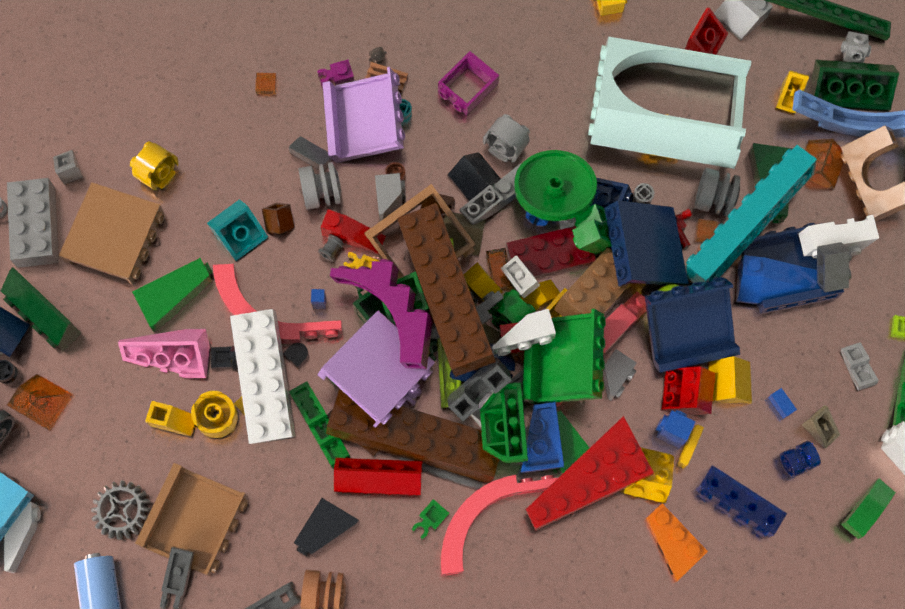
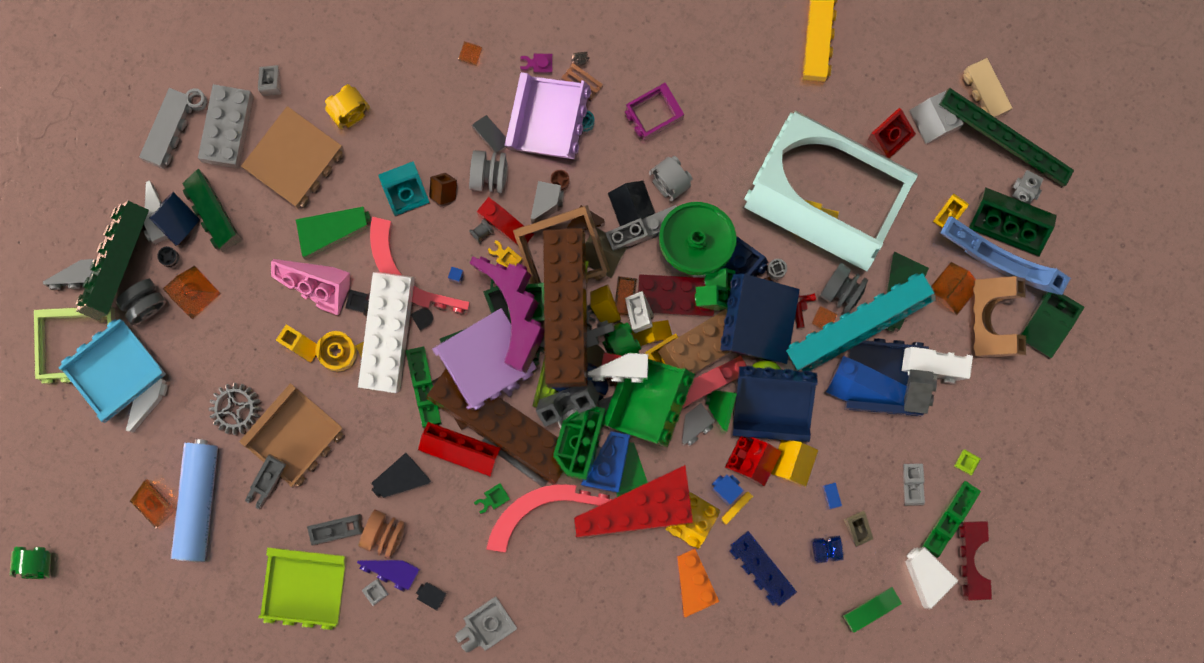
camera: 20 degrees right, 10 degrees up
(639, 346) = (721, 408): none -> green slope

